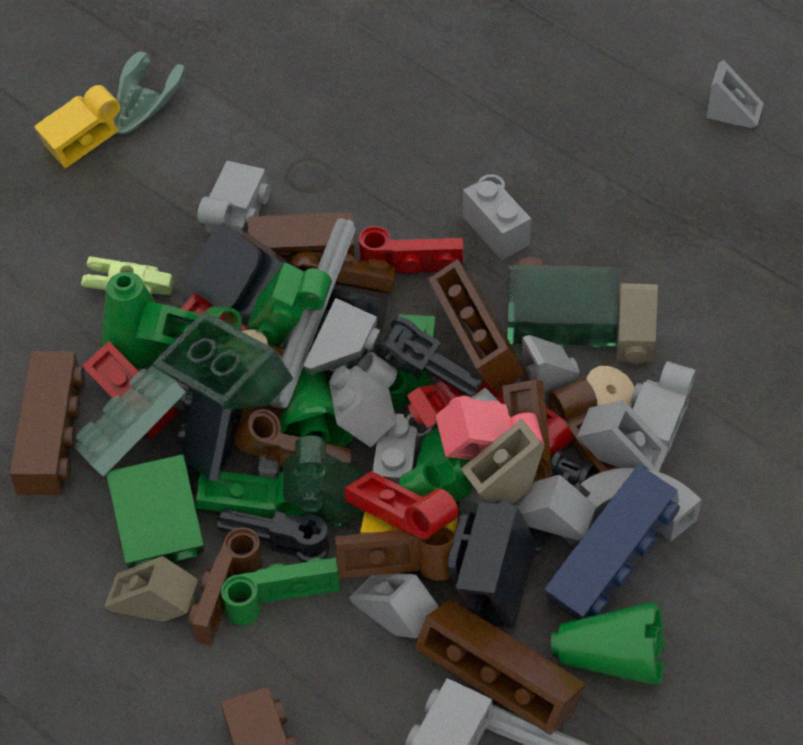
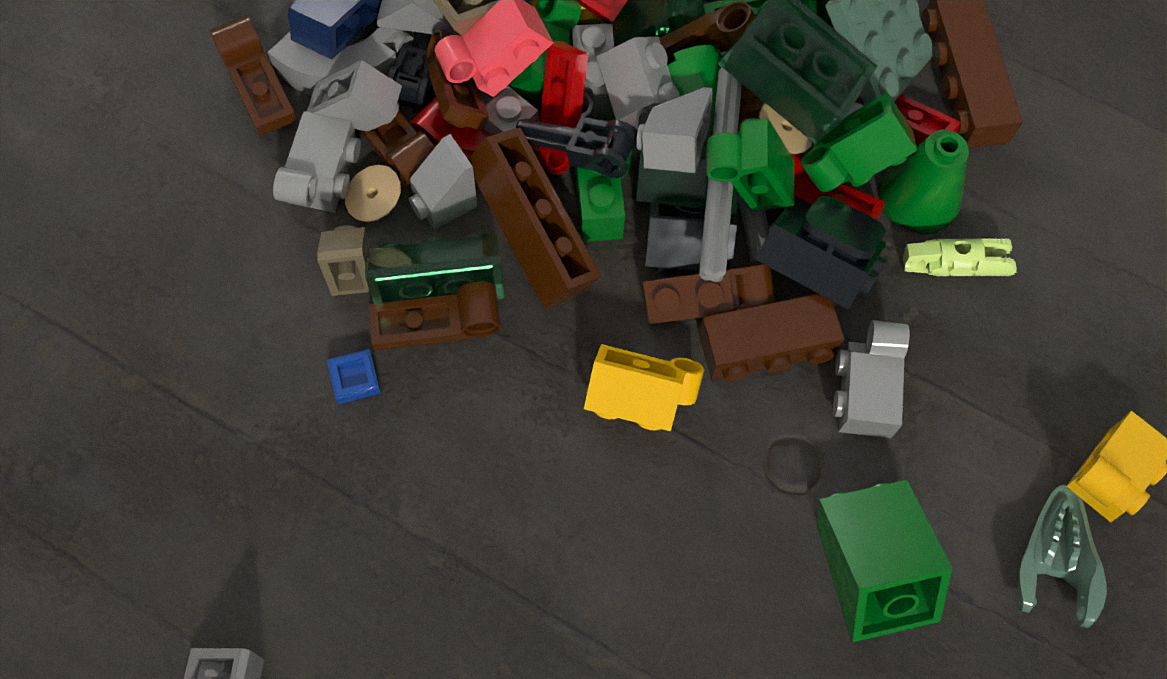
camera: 165 degrees right, 15 degrees up
(268, 99) = (883, 560): none -> green slope
(409, 255) = (633, 333): red plate -> none
(413, 213) = (641, 387): none -> yellow hinge
(496, 216) = (535, 408): light grey hinge -> none
(635, 265) = (353, 376): none -> blue tile
(720, 508) = (253, 75): none -> reddish brown plate

